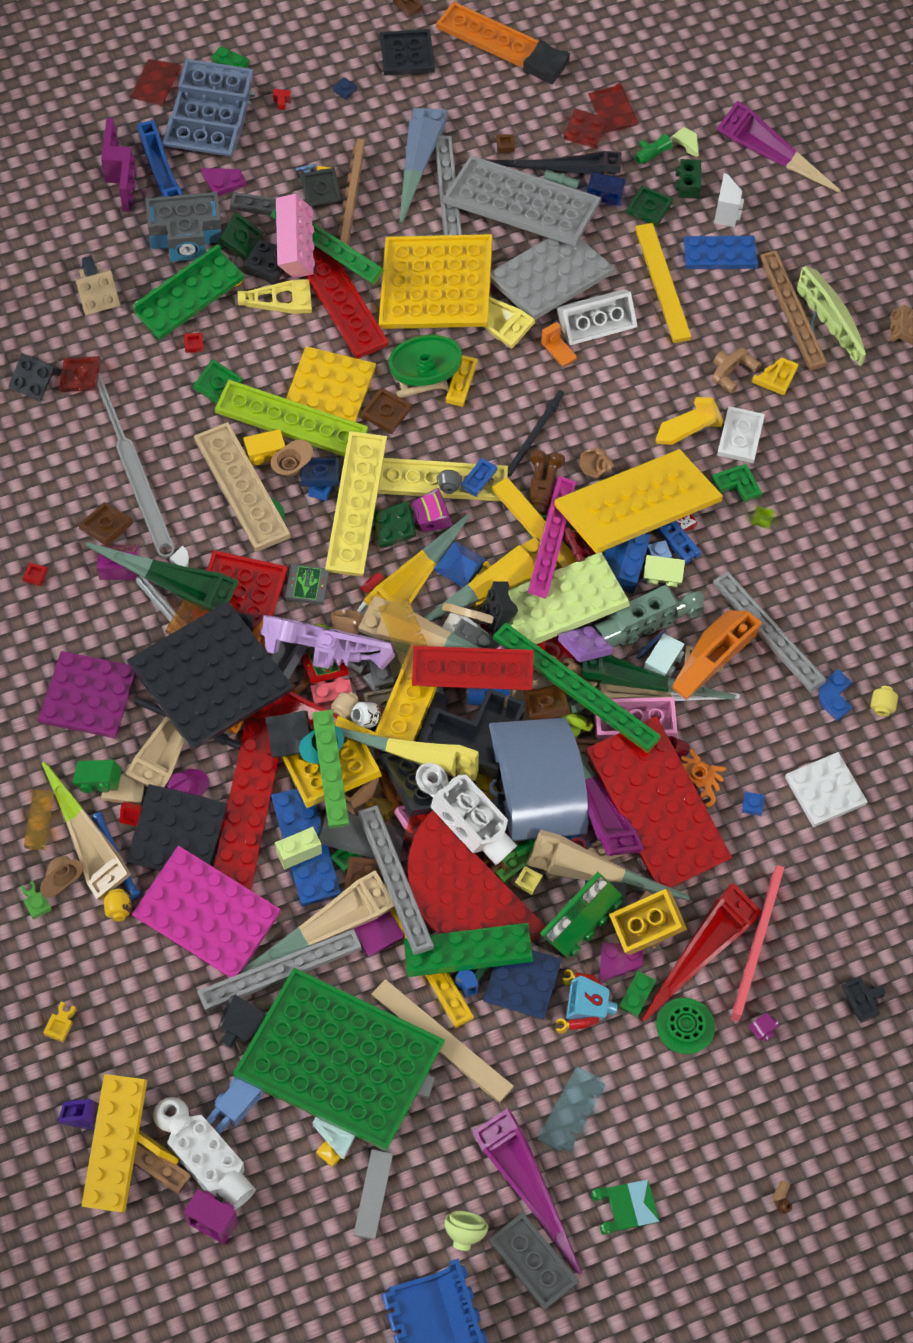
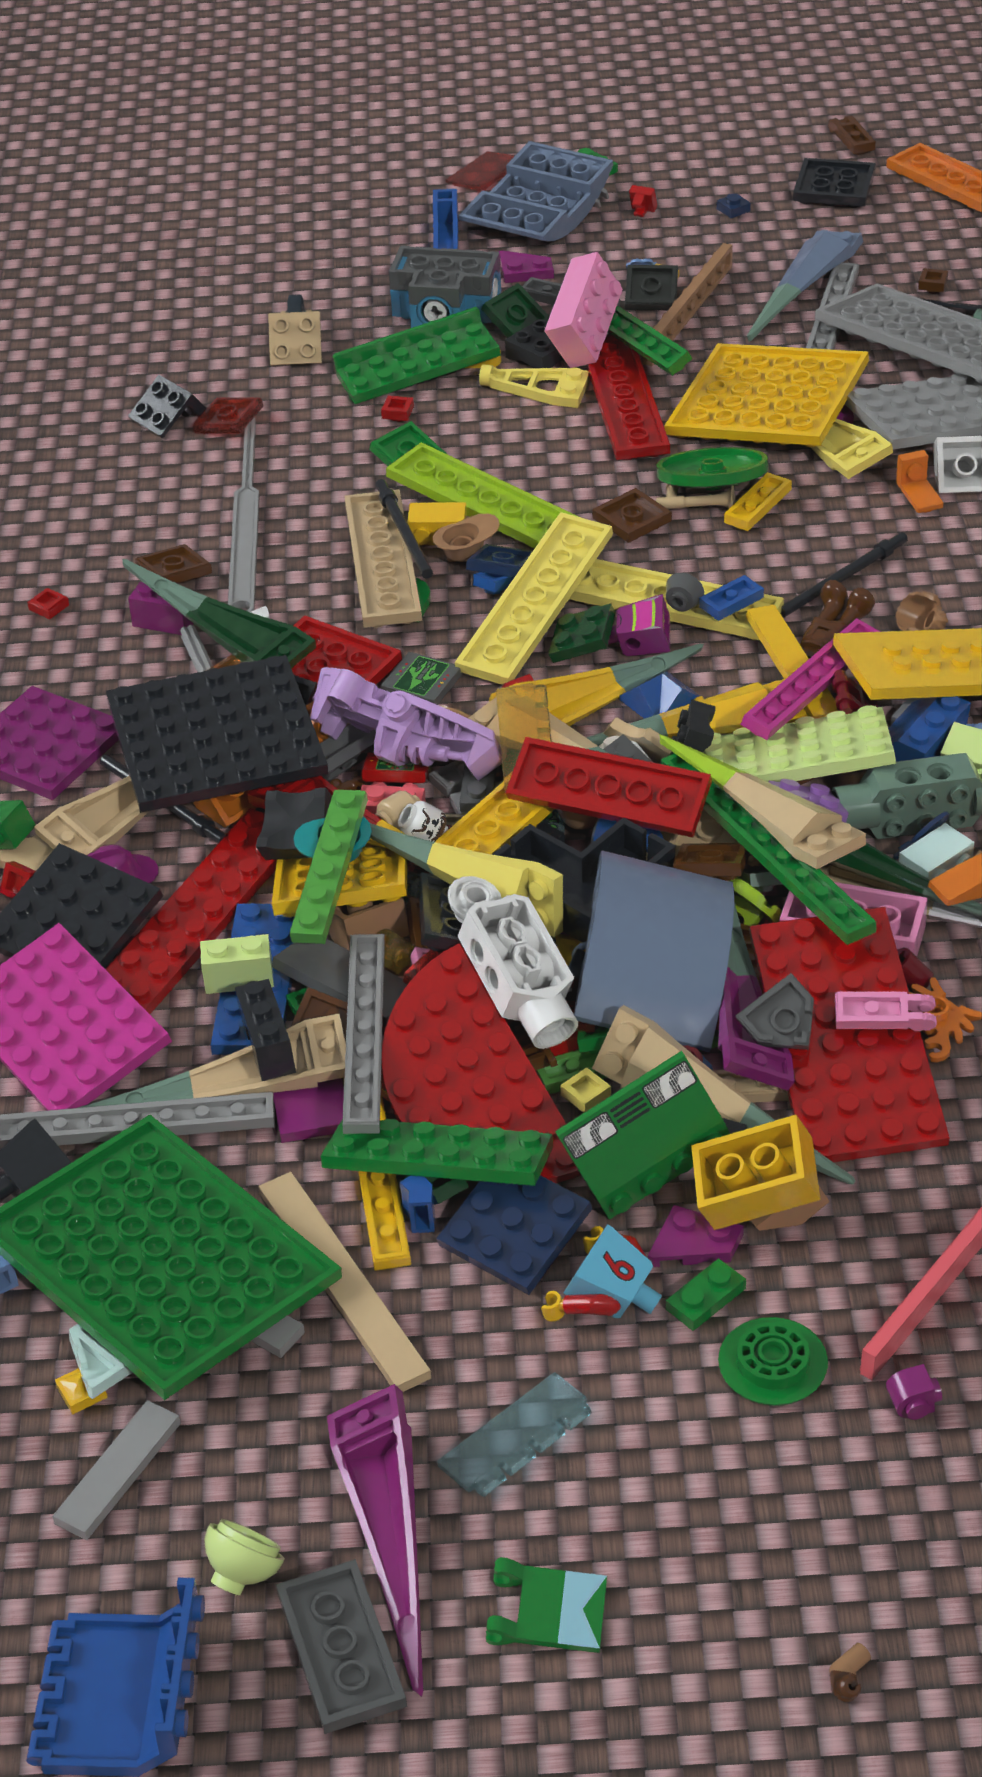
camera: 25 degrees right, 20 degrees down
(118, 165) = (389, 224): magenta bracket -> none
(228, 437) = (389, 500): none -> black bar
(331, 383) = (571, 475): yellow plate -> none
(342, 897) = (265, 1029): none -> black arch
(594, 672) = (799, 825): none -> tan plate
(625, 809) = (780, 1016): none -> dark grey plate
(677, 790) = (884, 1010): none -> bright pink hinge
(722, 925) = (896, 1224): red plate -> none

